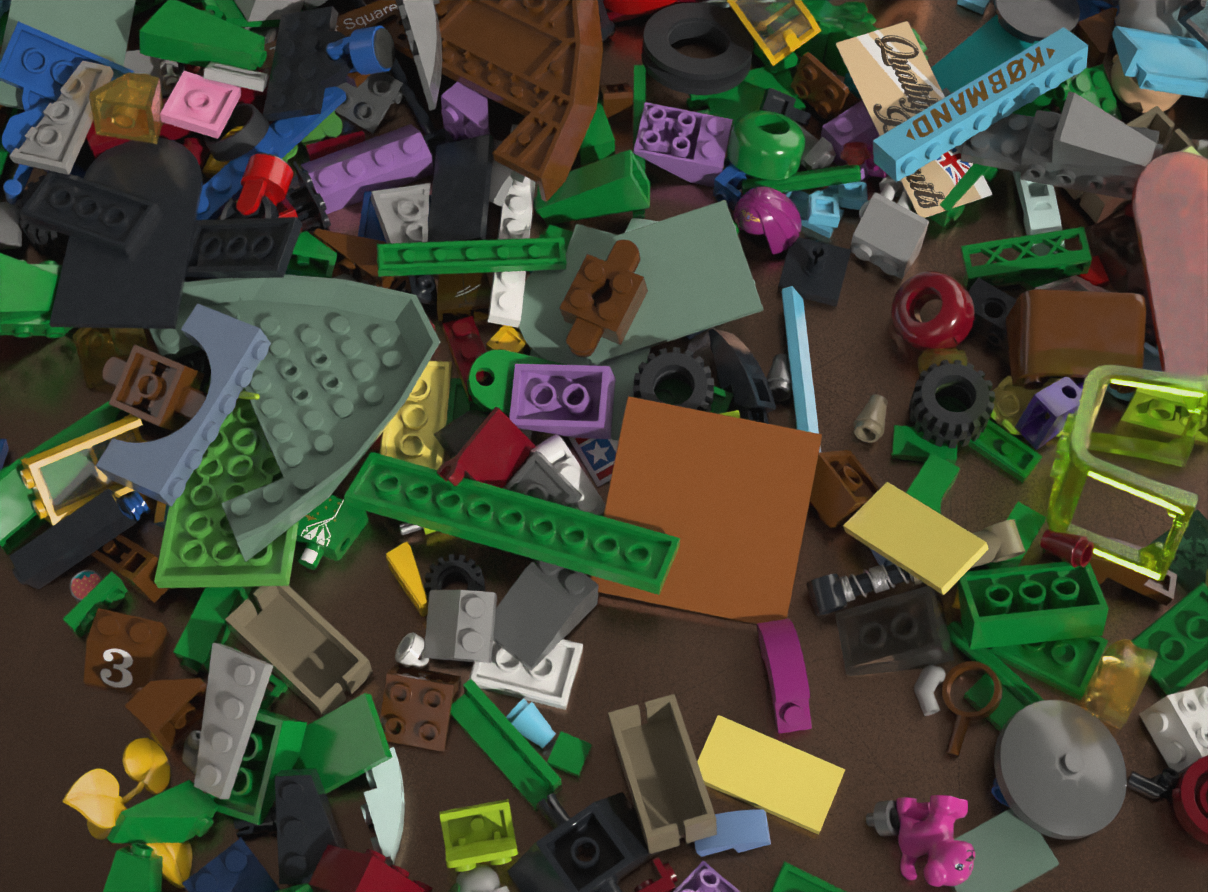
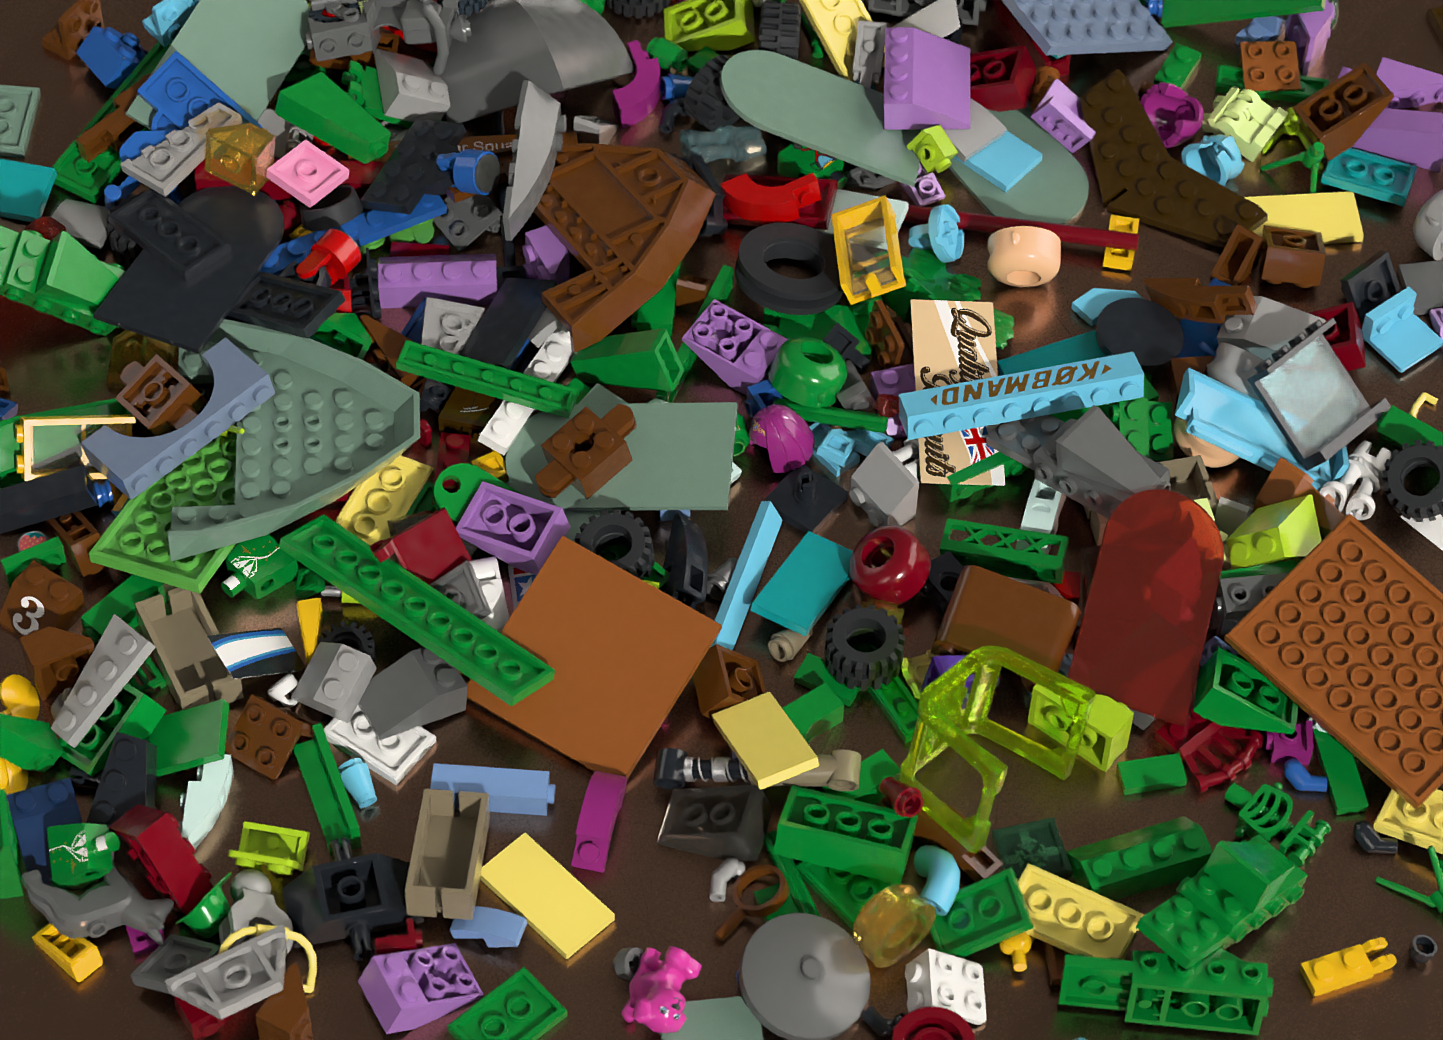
camera: 20 degrees right, 10 degrees down
(236, 76) = (350, 159): light grey tile -> none
(369, 624) = (257, 653): none -> sticker
(384, 528) = (308, 583): none -> green tile
(569, 754) = (381, 820): green tile -> none
(680, 675) = (508, 789): none -> medium blue brick
(860, 357) = (805, 584): none -> teal tile
(1140, 613) = (941, 875): none -> medium azure cylinder

